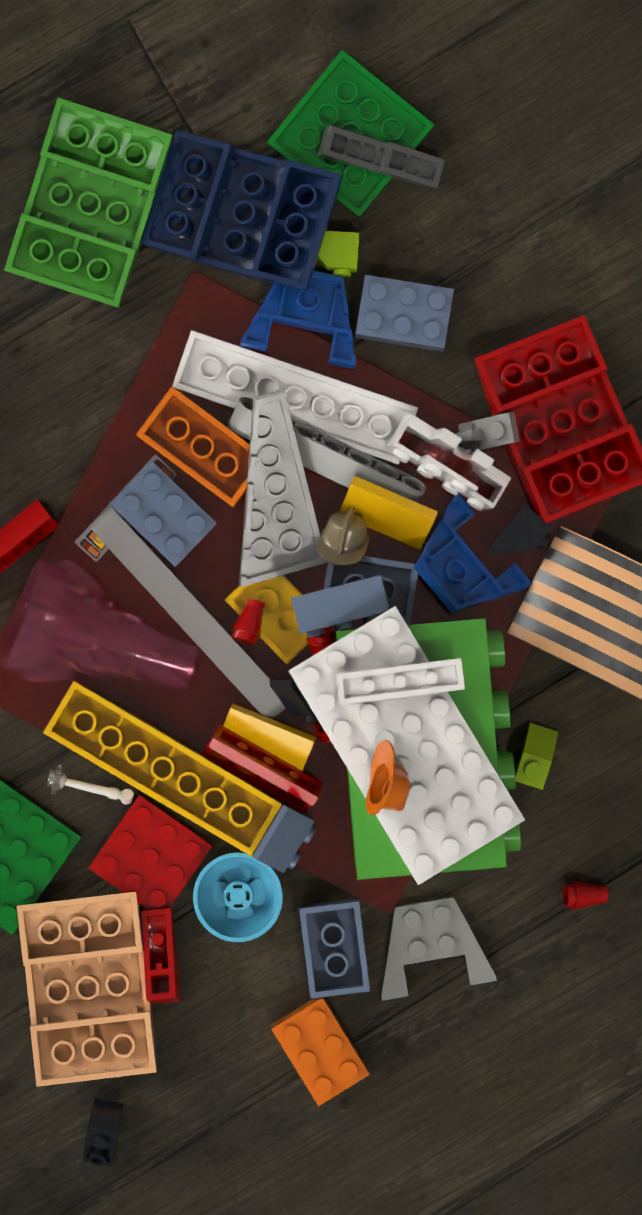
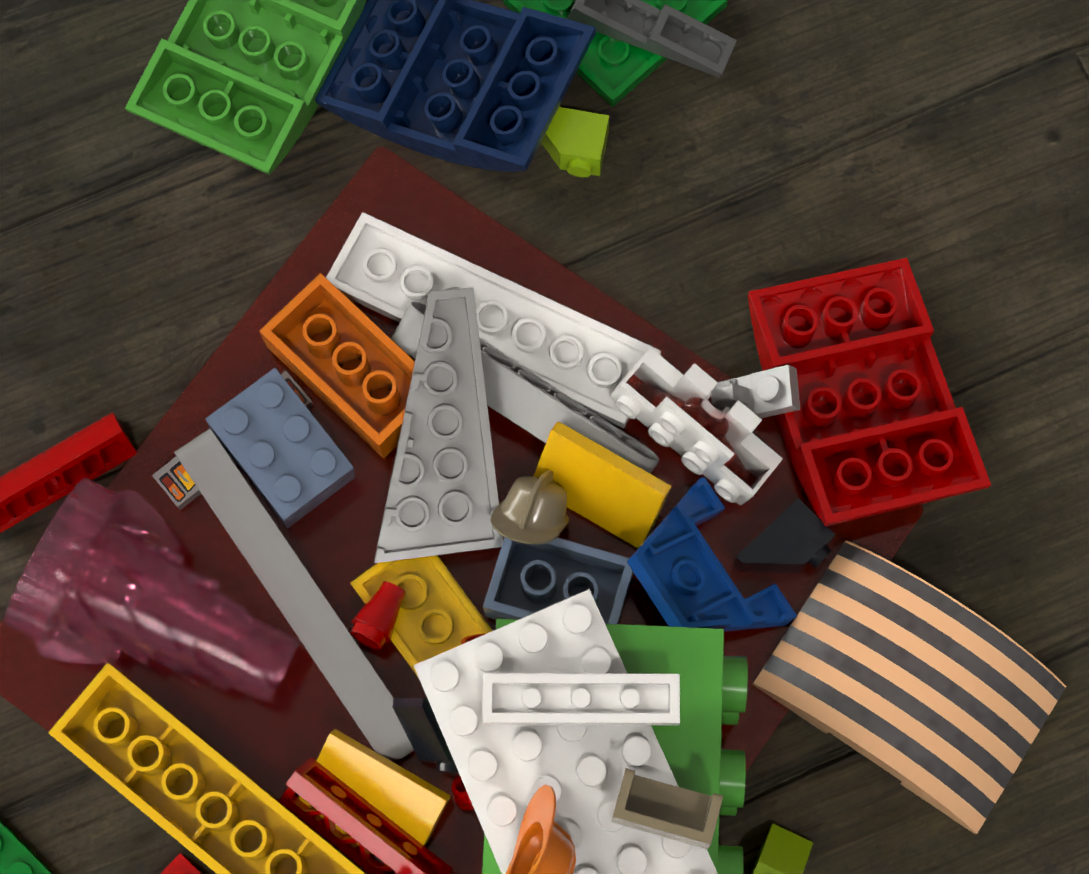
camera: 10 degrees right, 15 degrees down
(58, 779) = (65, 813): white piece -> none
(318, 309) = (531, 202): blue wing -> none
(340, 606) = (503, 589): sand blue brick -> none
(404, 313) = (657, 229): sand blue brick -> none
(463, 744) = (667, 810): none -> dark tan panel

